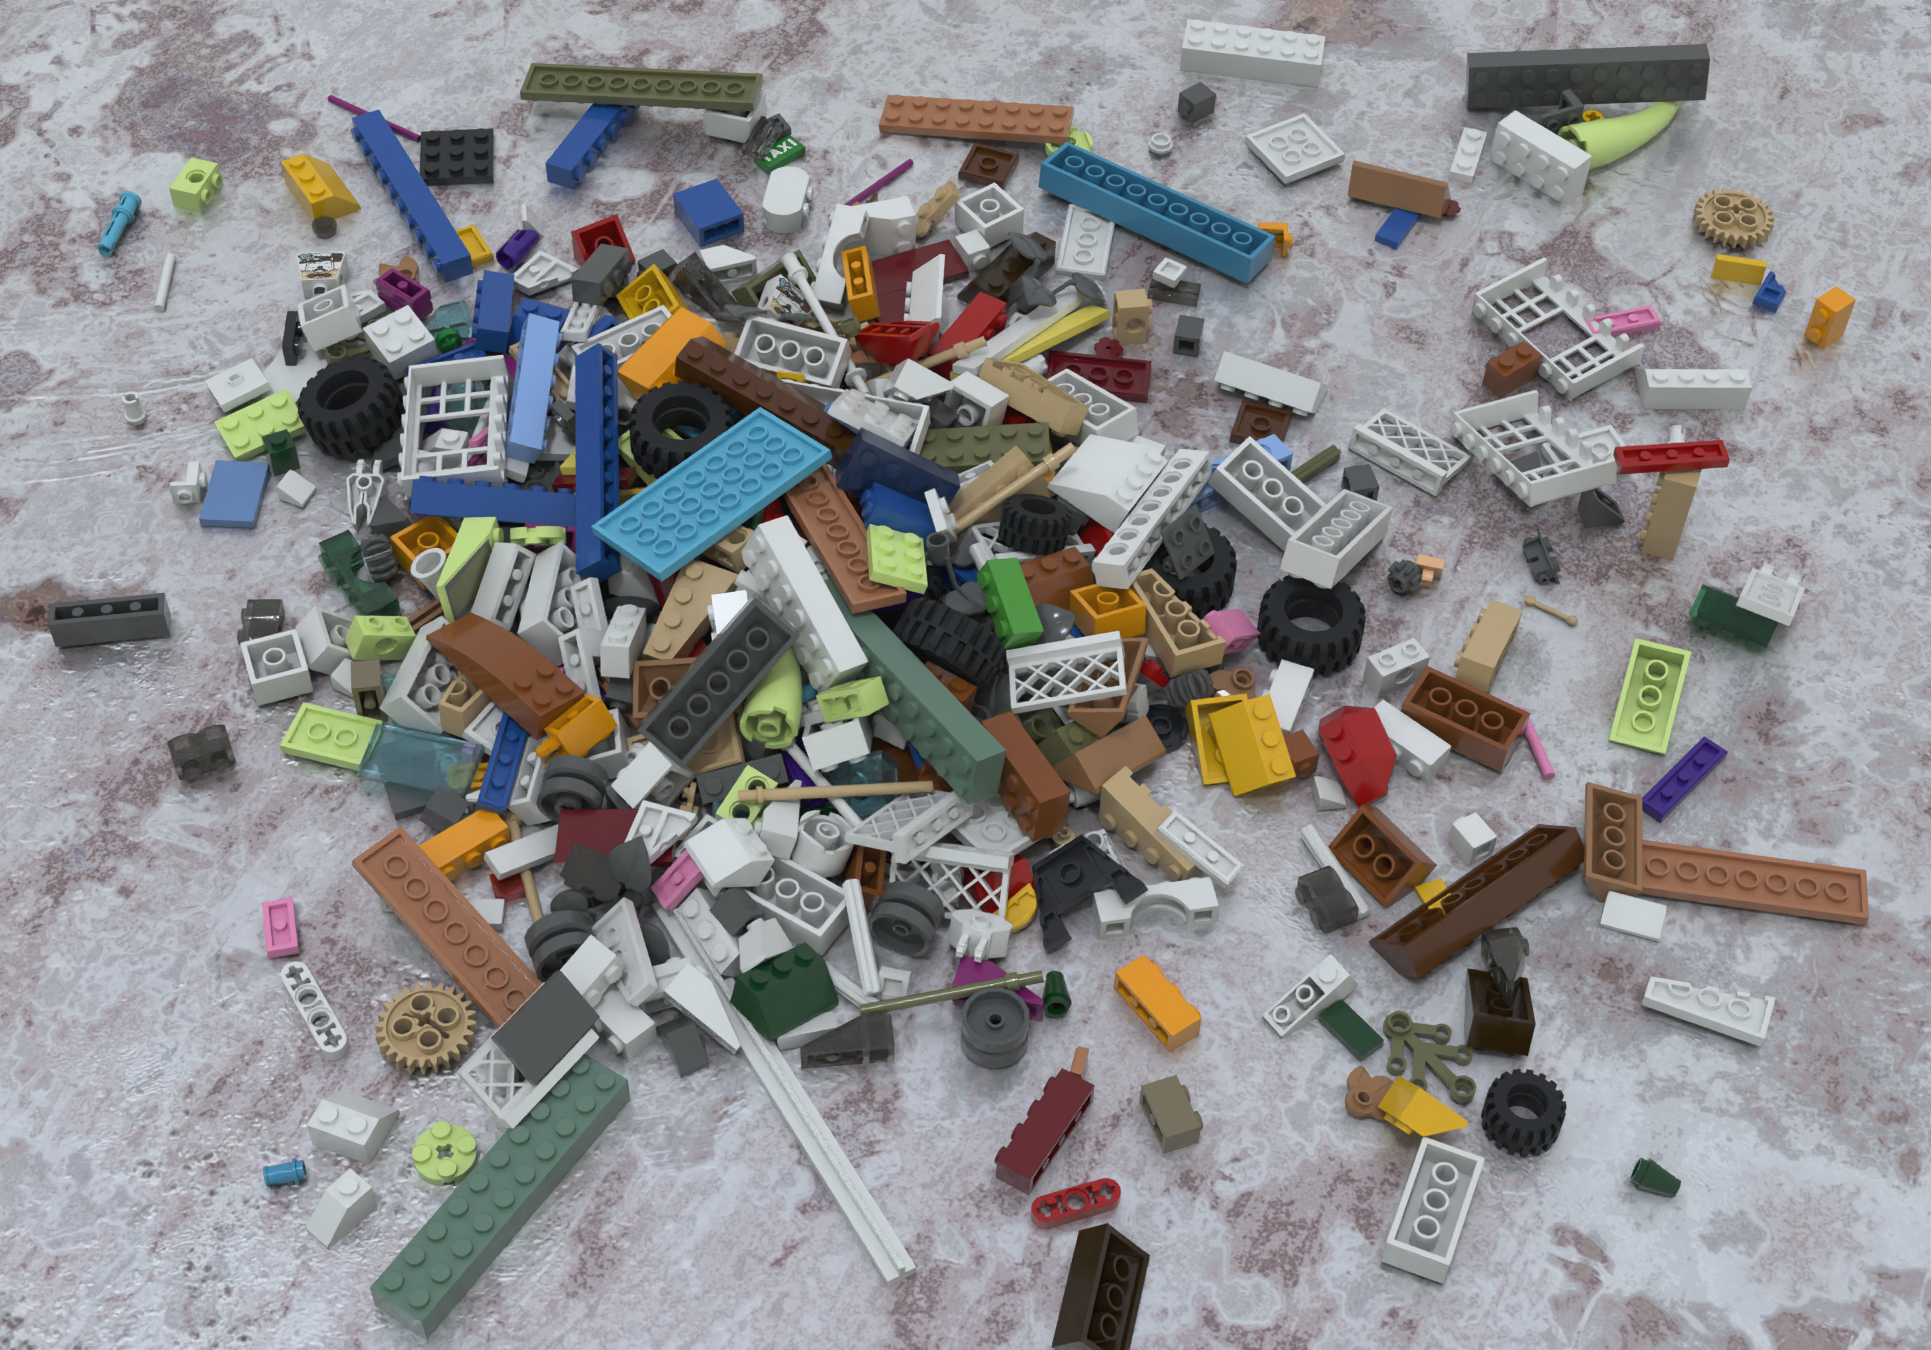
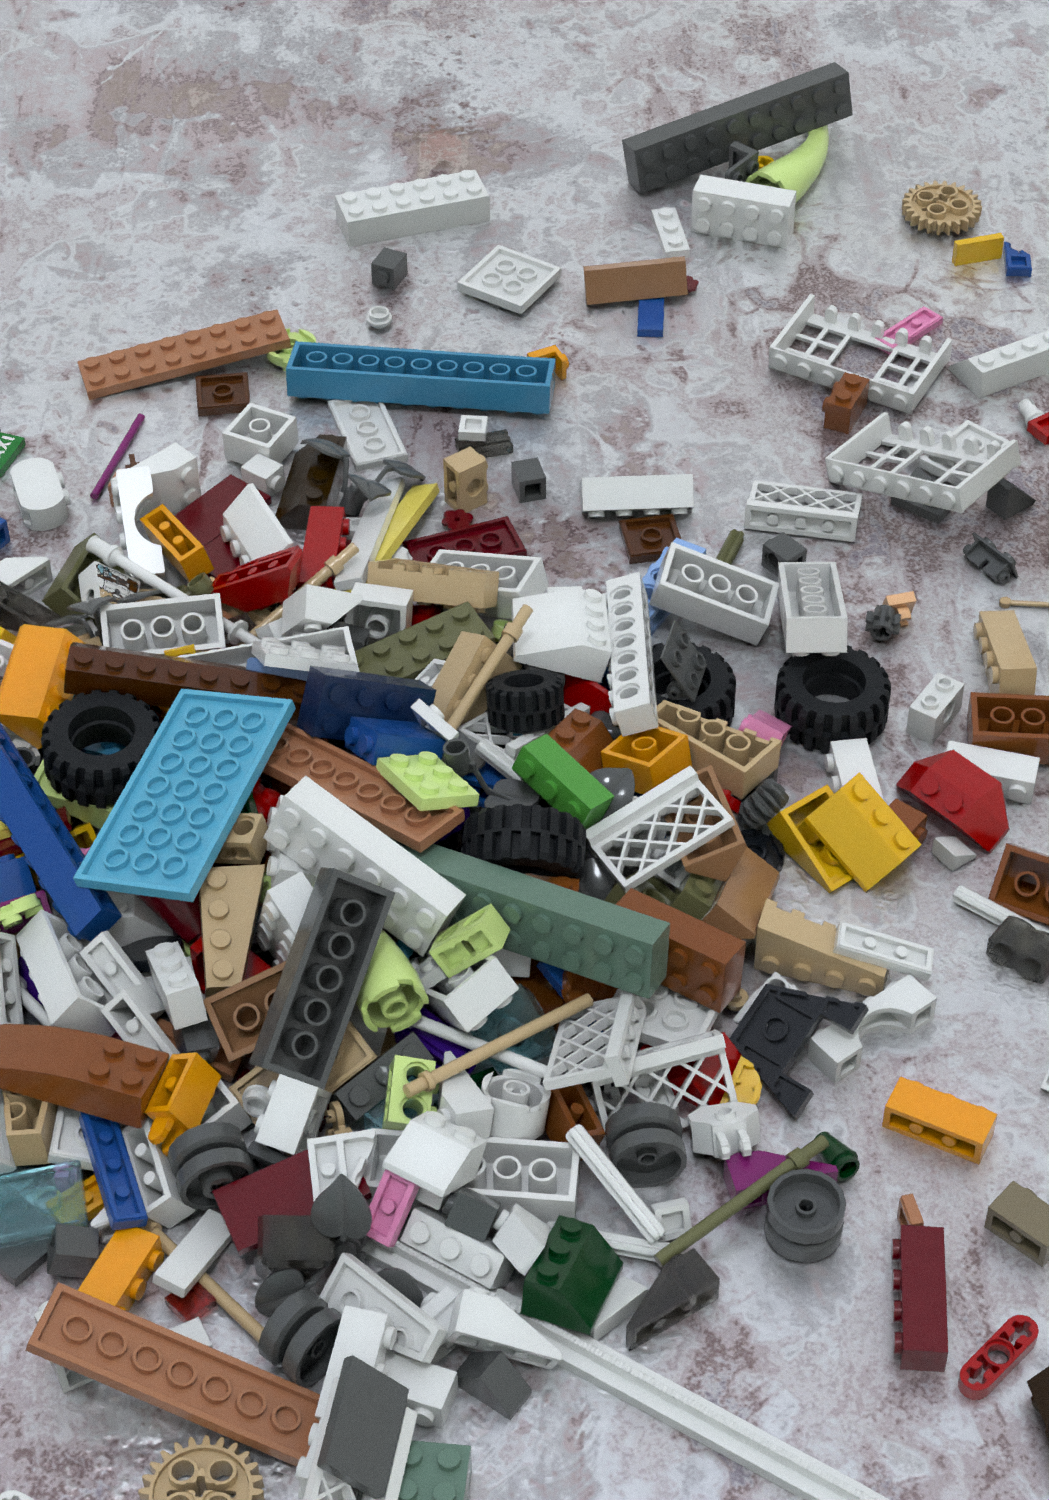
camera: 25 degrees left, 5 degrees down
(936, 207) = (205, 442): tan hinge -> none
(1227, 682) = (797, 782): medium nougat plate -> none

